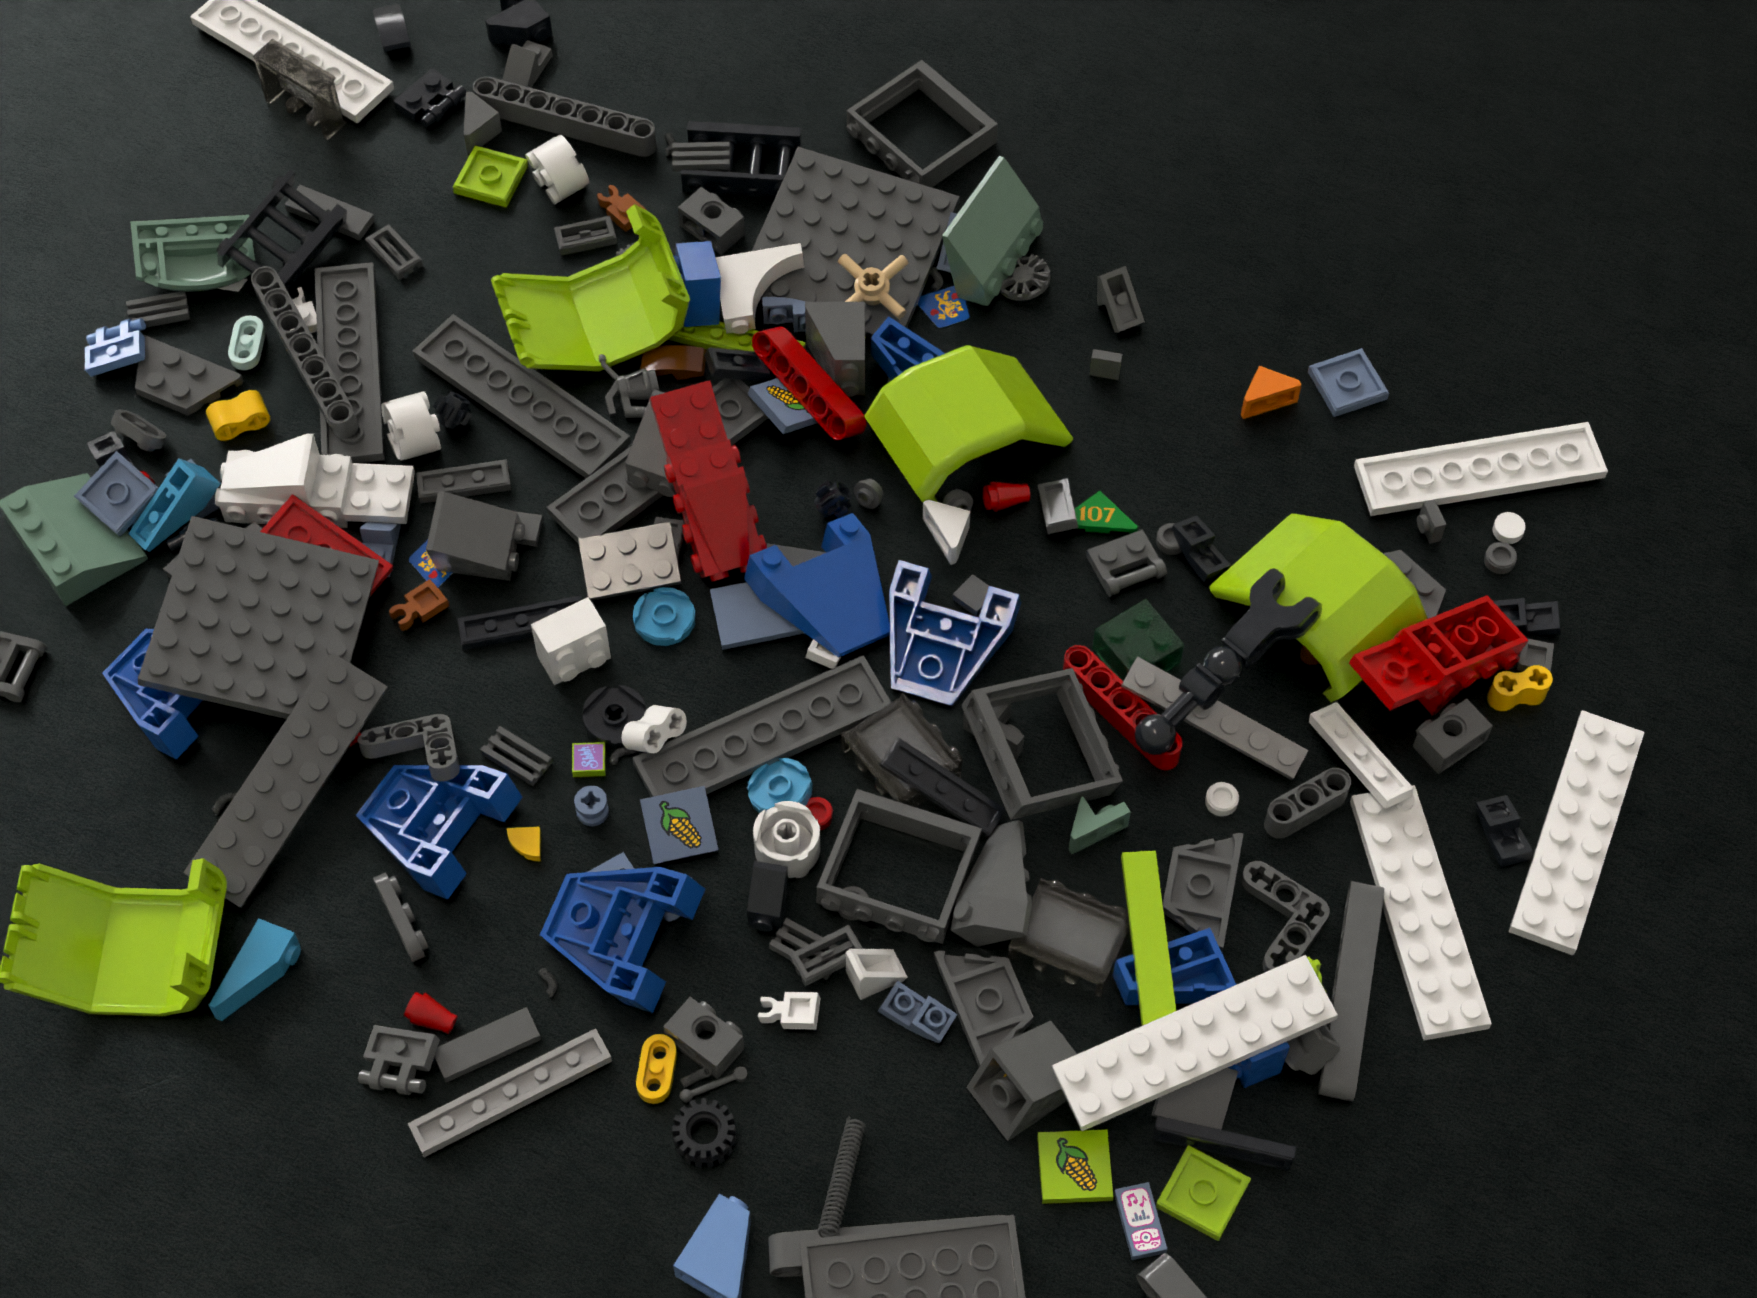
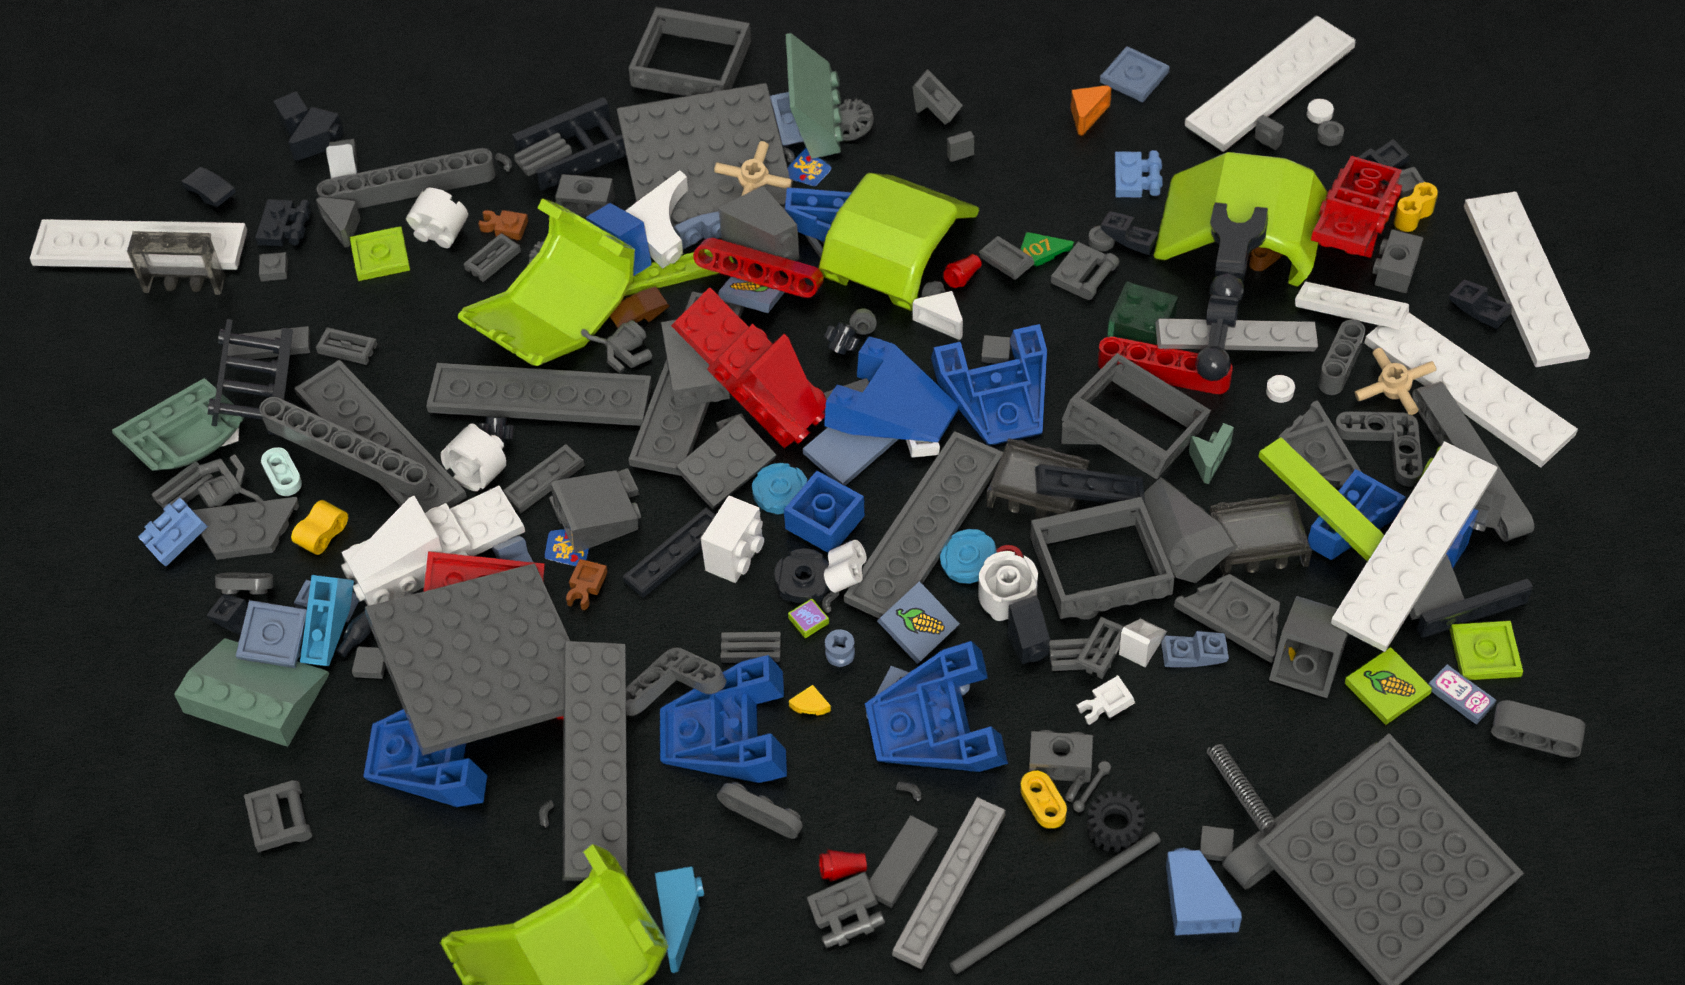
camera: 30 degrees left, 5 degrees down
(184, 330) = (222, 488): none -> dark grey piece
(389, 138) = (273, 266): none -> dark grey plate
(602, 1173) = (1054, 902): none -> dark grey piece
(677, 664) = (824, 512): none -> blue brick
(737, 365) = (695, 282): black hinge -> none
(781, 1214) = (1216, 843): none -> dark grey tile
(1255, 484) = (1129, 174): none -> medium blue plate
(1340, 860) = (1395, 381): none -> tan bar

